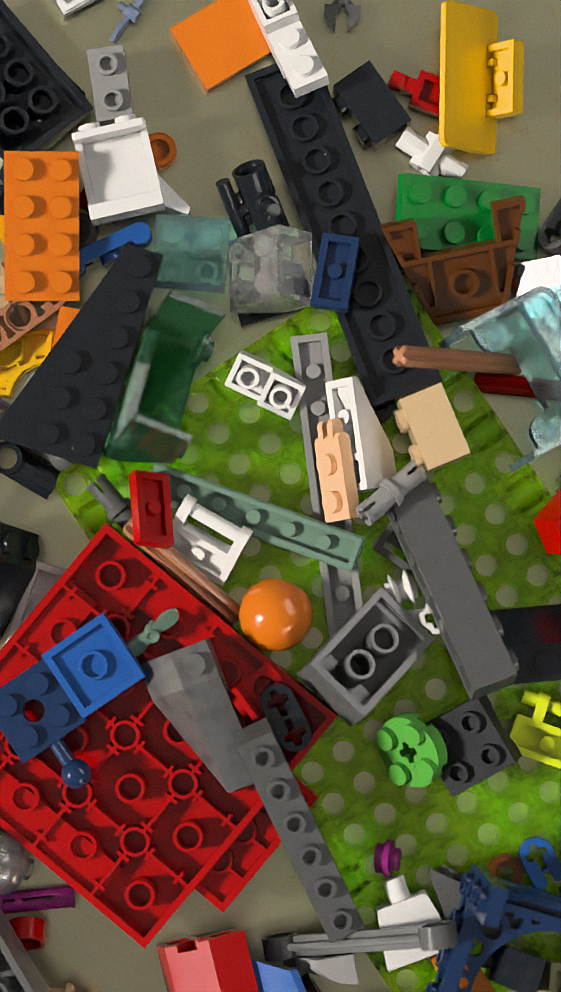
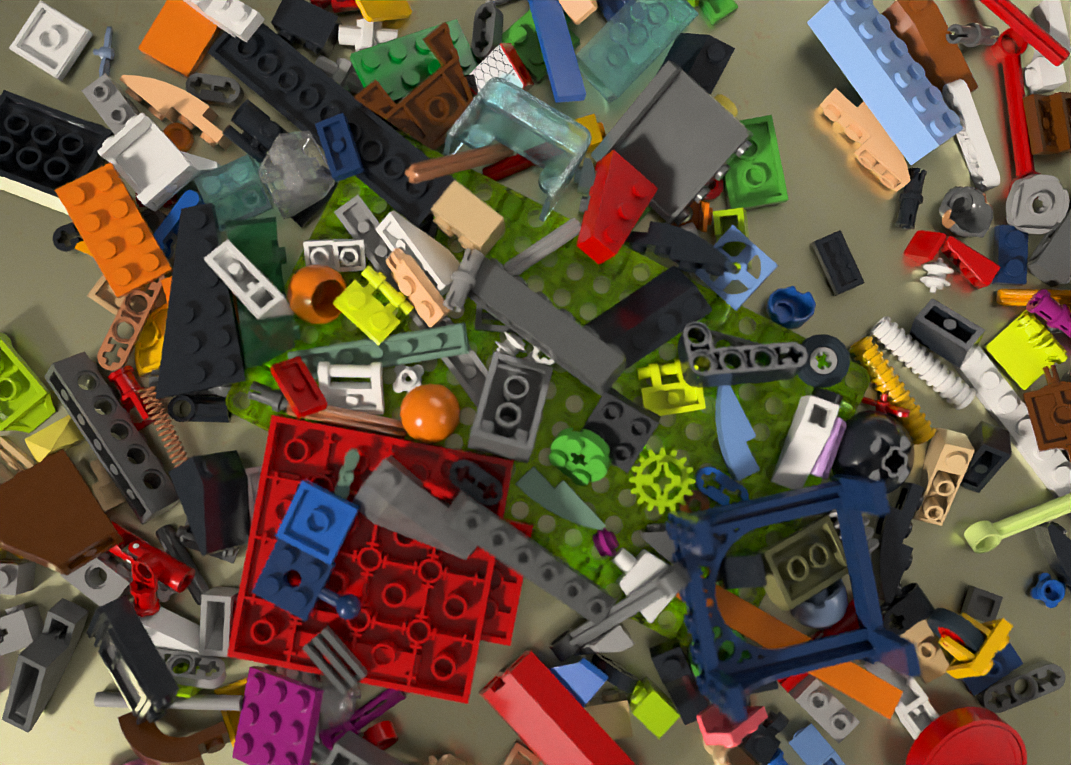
camera: 30 degrees left, 0 degrees up
(15, 827) = (326, 668): none -> dark grey tile
(157, 368) = (247, 282): none -> white slope
(172, 109) = (176, 105): none -> light nougat slope
(224, 419) = (313, 293): none -> orange helmet
(234, 113) = (215, 83): none -> dark grey beam
(267, 552) = (402, 372): none -> white plate
(268, 468) = (367, 311): none -> neon yellow plate
(362, 784) = (558, 499): none -> sand green slope
(380, 182) = (341, 72): none -> light grey axle
(495, 500) = (543, 247): none -> light grey axle
(500, 834) = (675, 480): none -> lime gear

